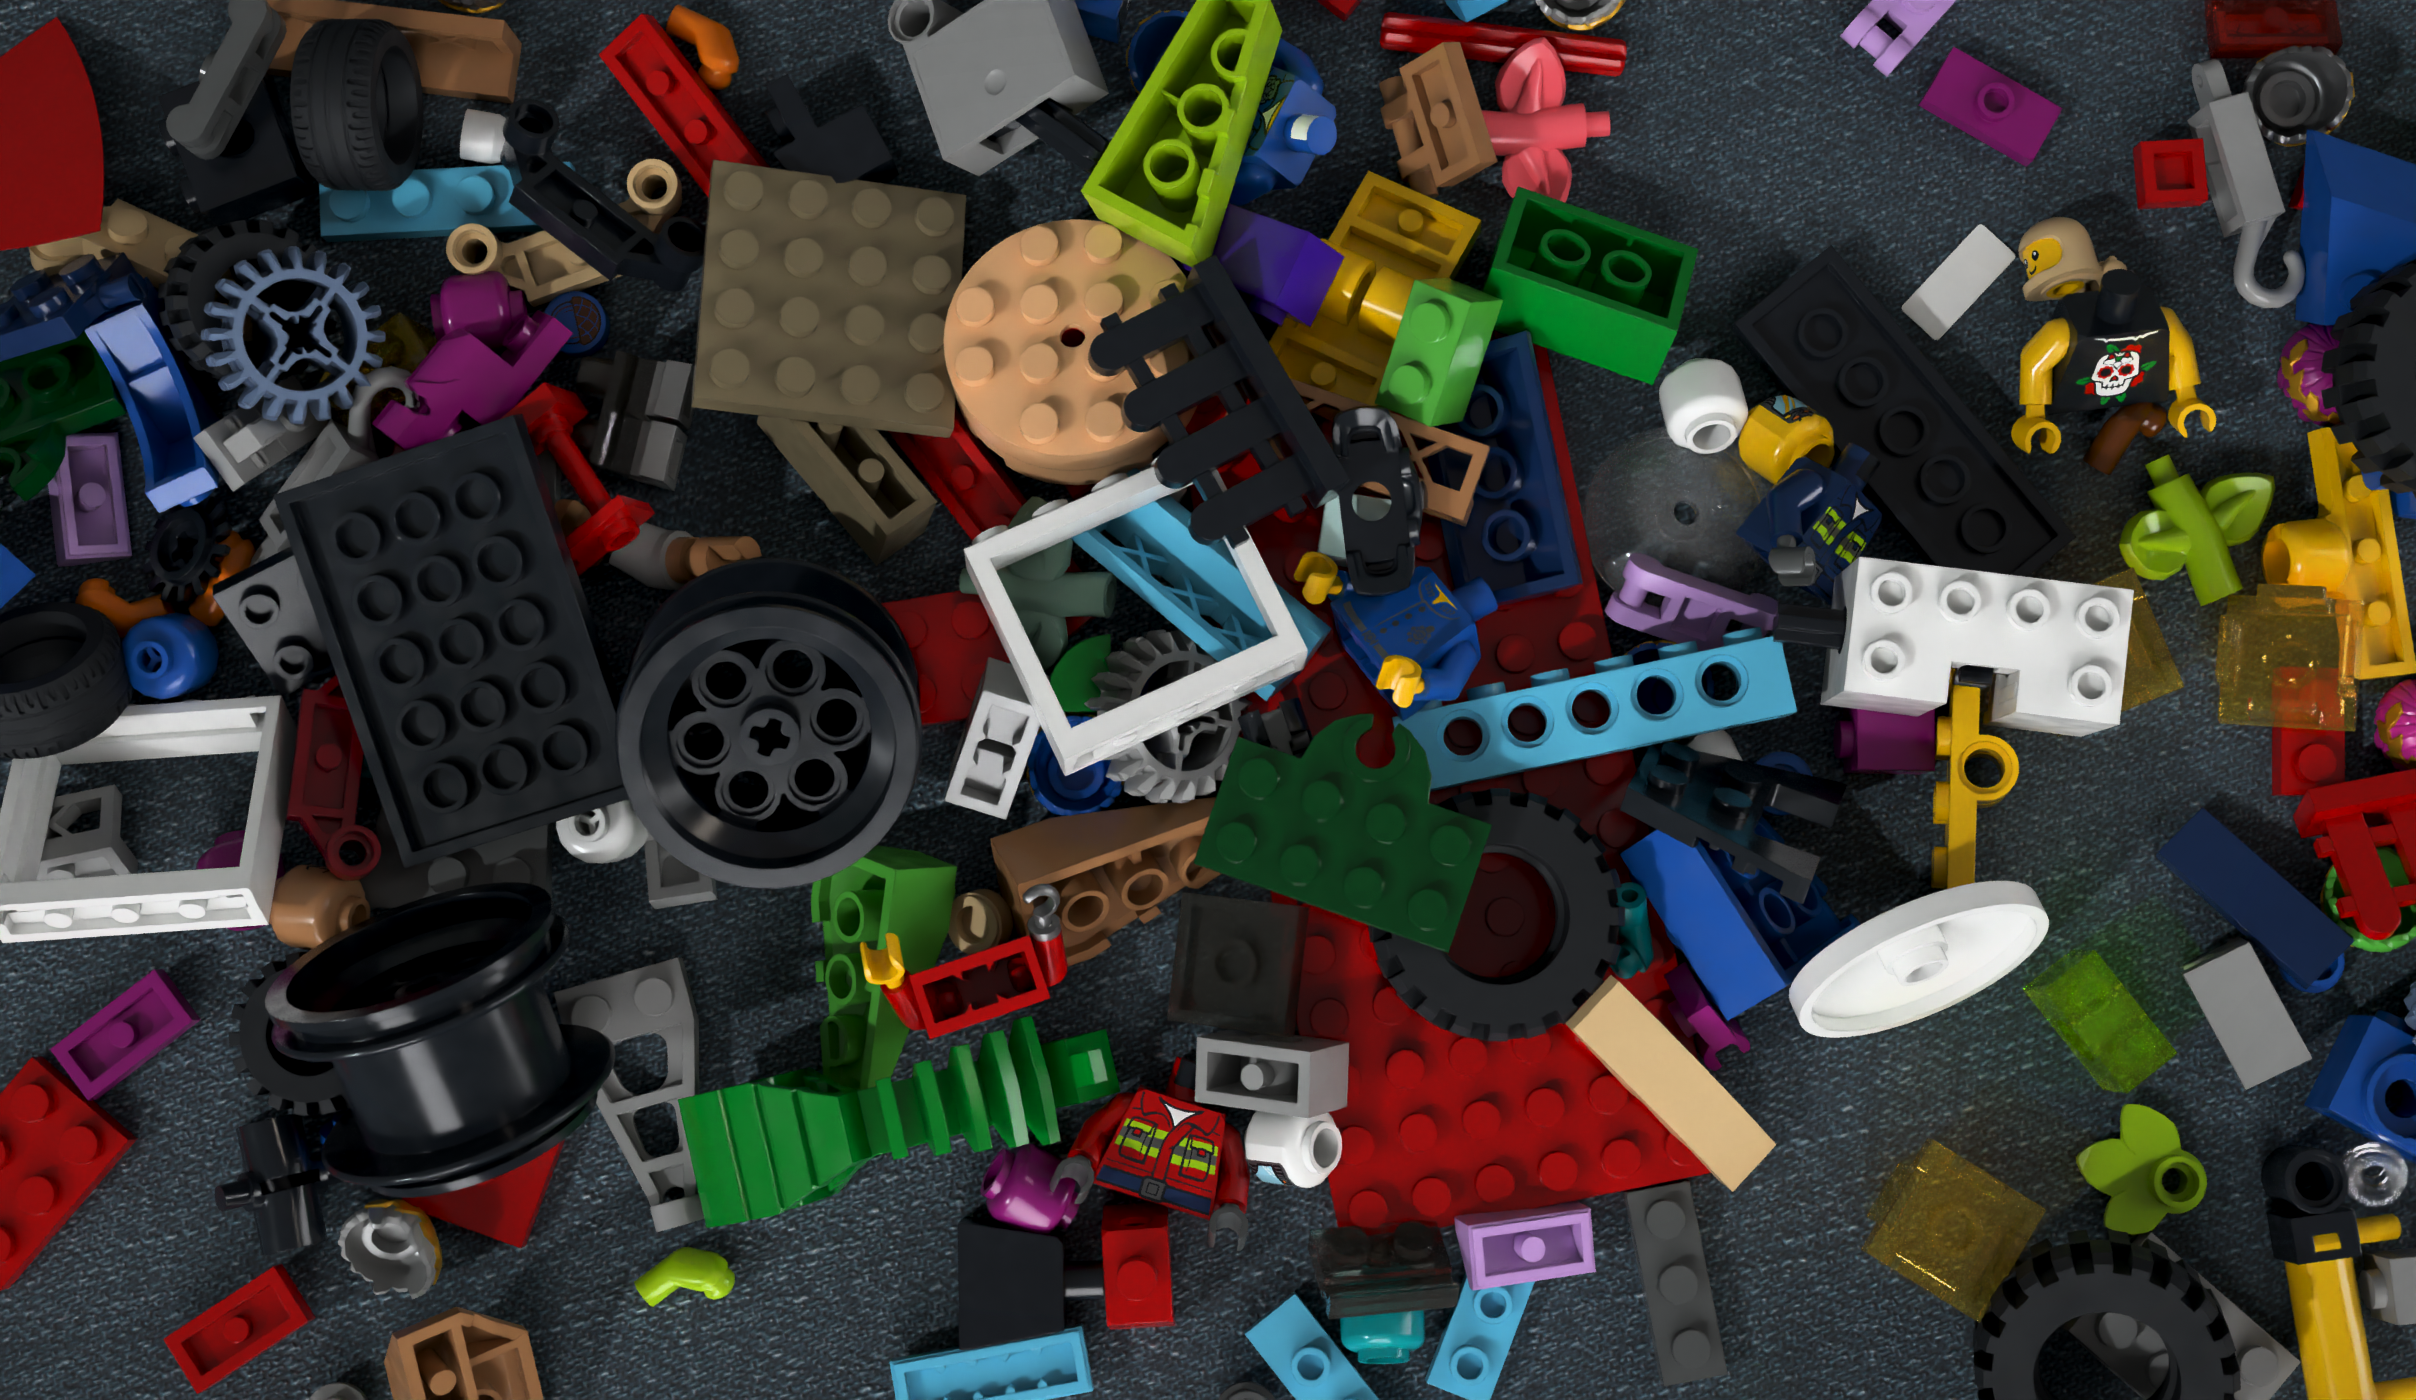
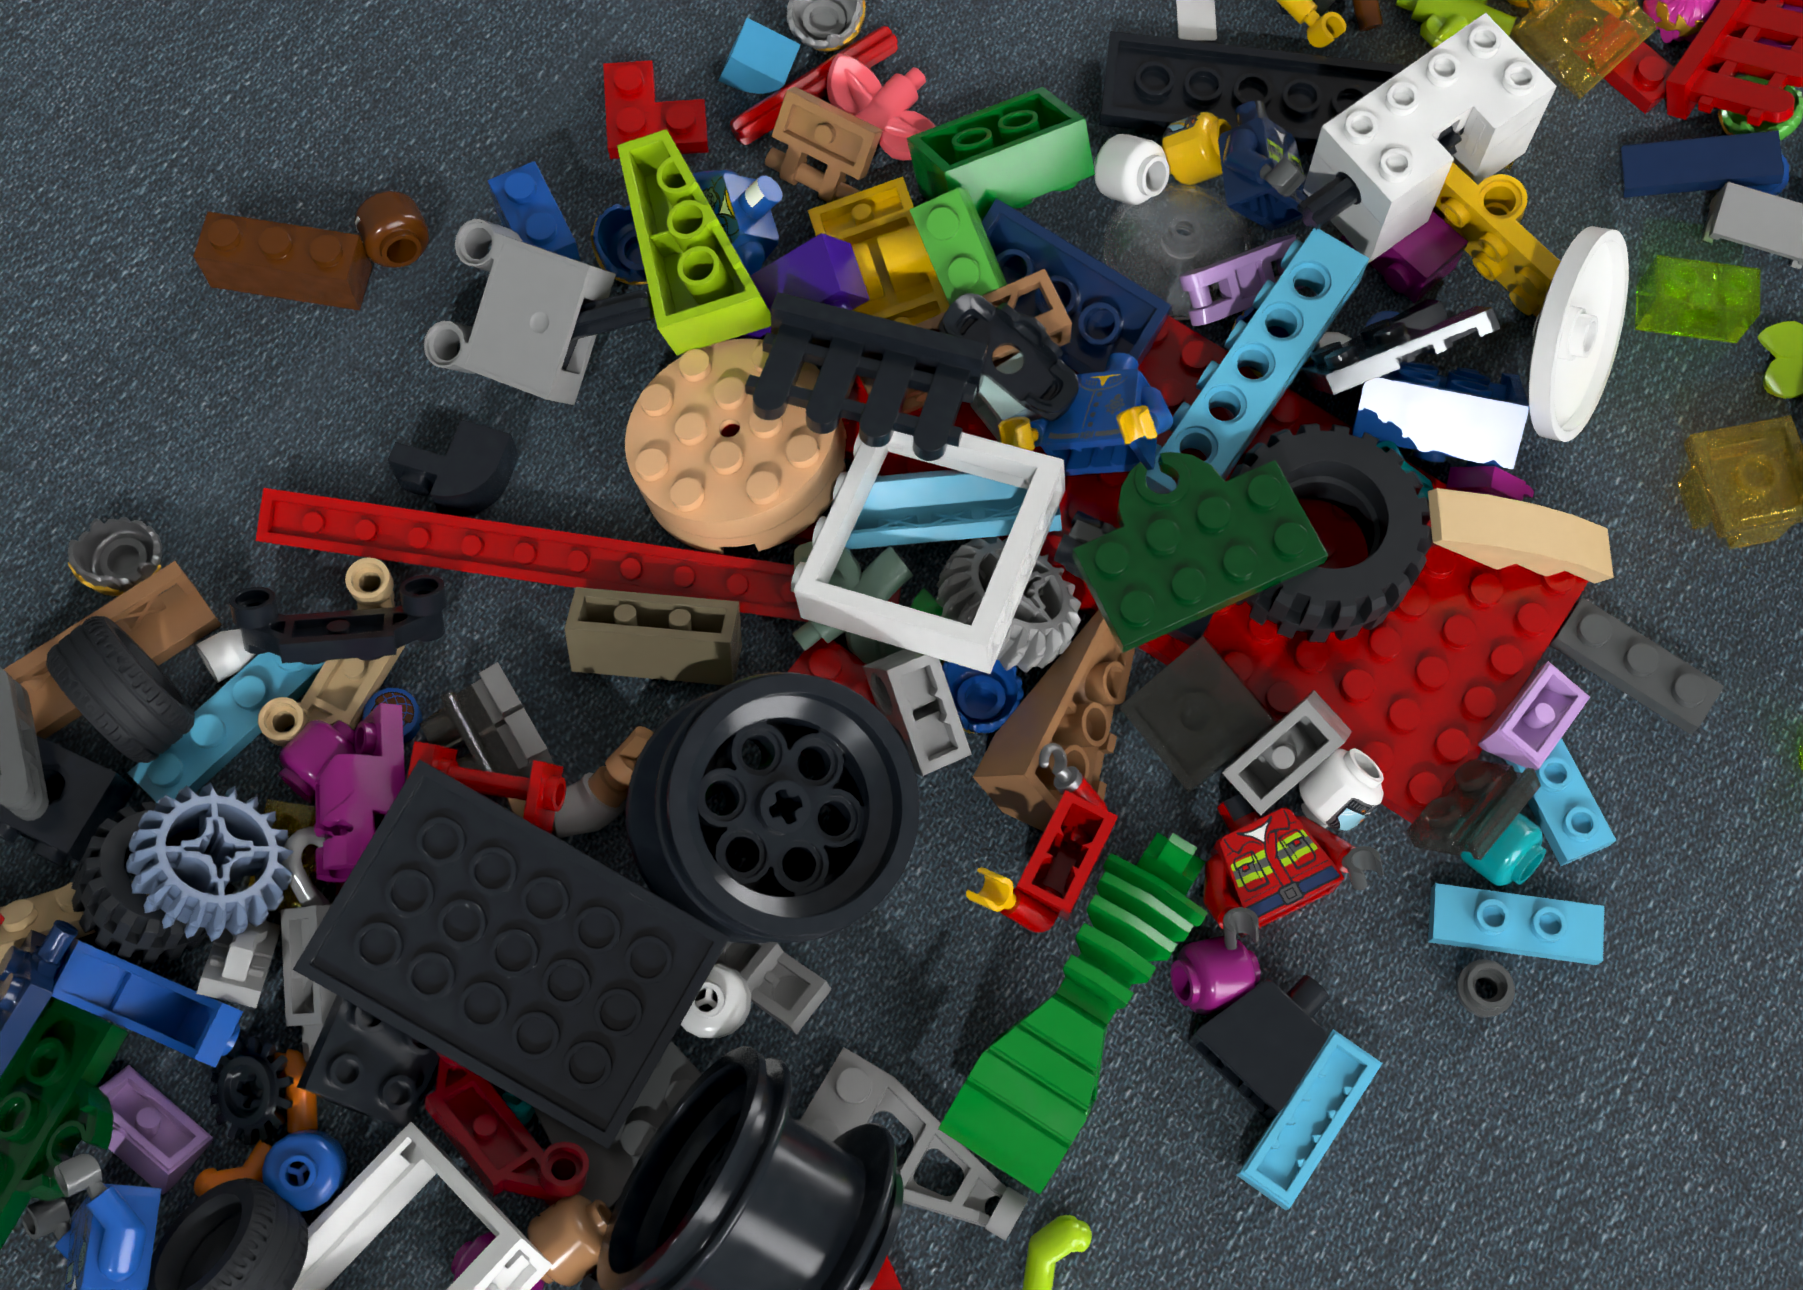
camera: 45 degrees left, 15 degrees down
(713, 45) = (324, 475): orange arm -> none
(827, 300) = (551, 547): dark tan plate -> none
(875, 896) = (967, 941): bright green wedge -> none
(980, 921) = (1012, 841): tan tile -> none
(1137, 1266) = (1334, 952): red torso -> none

